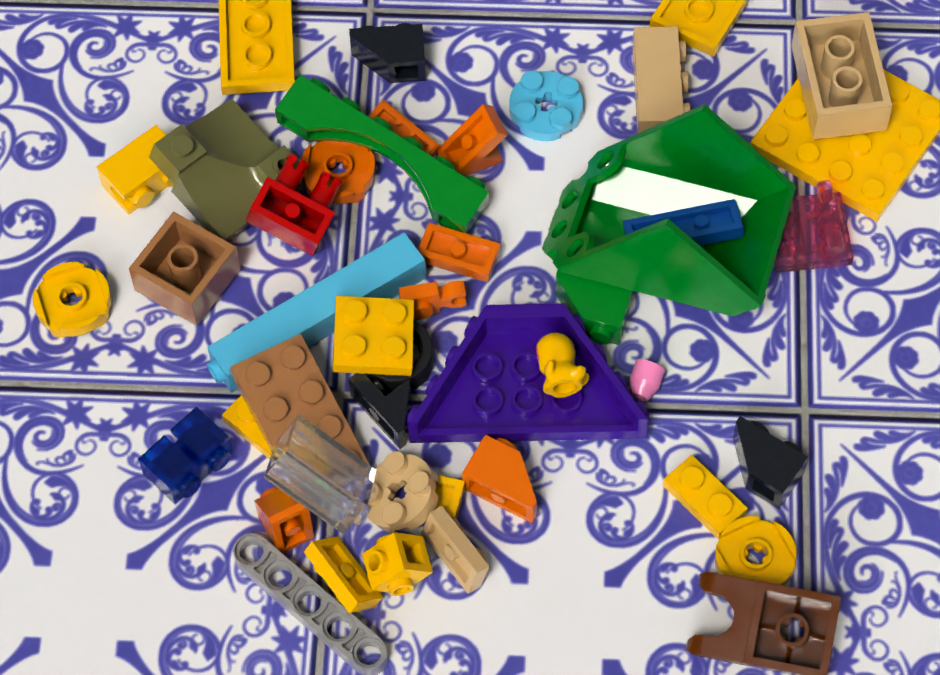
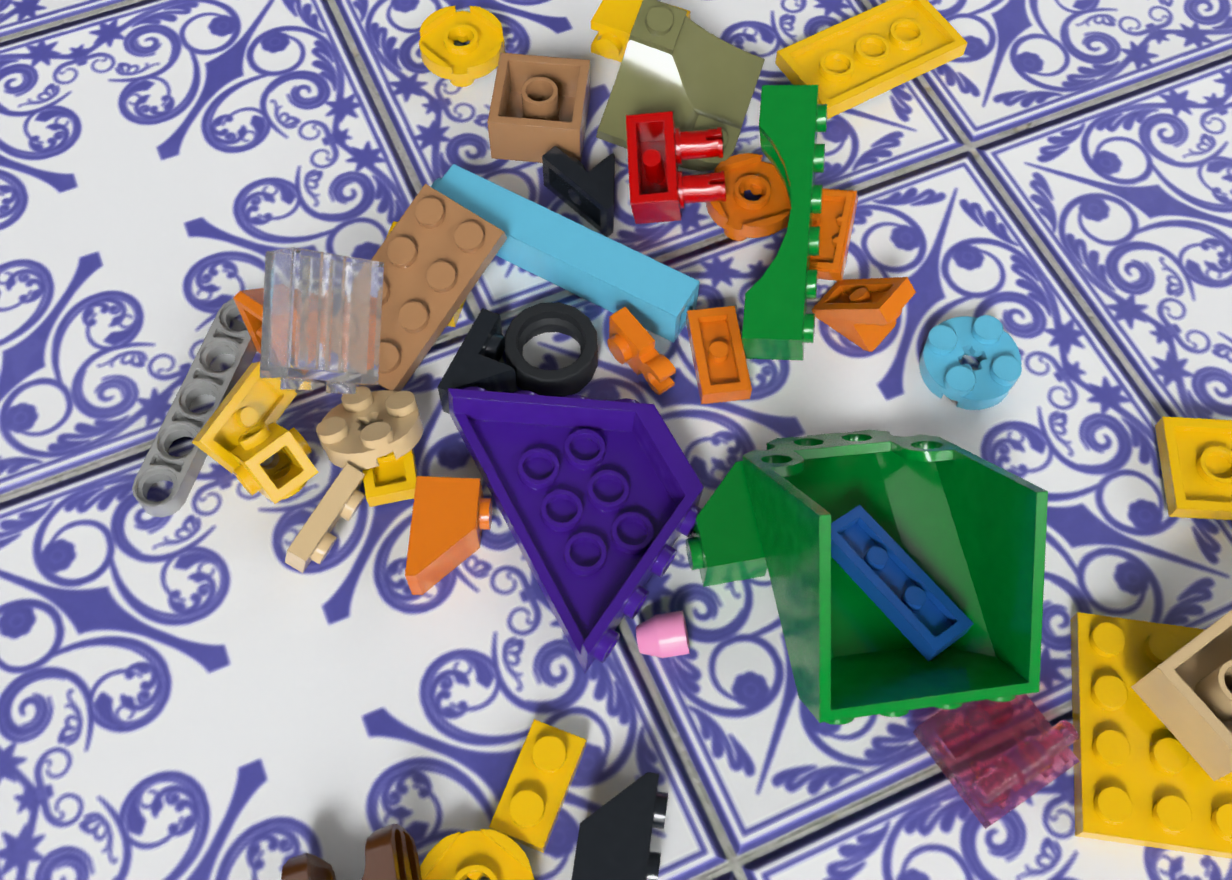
camera: 60 degrees right, 0 degrees up
(182, 465) = (336, 219): clear blue piece -> none
(280, 271) = (585, 192): none -> black slope
(373, 336) = (546, 306): yellow plate -> none
(391, 51) = (931, 182): black slope -> none
(557, 363) = (612, 516): yellow animal -> none
(658, 75) = (1093, 461): tan brick -> none

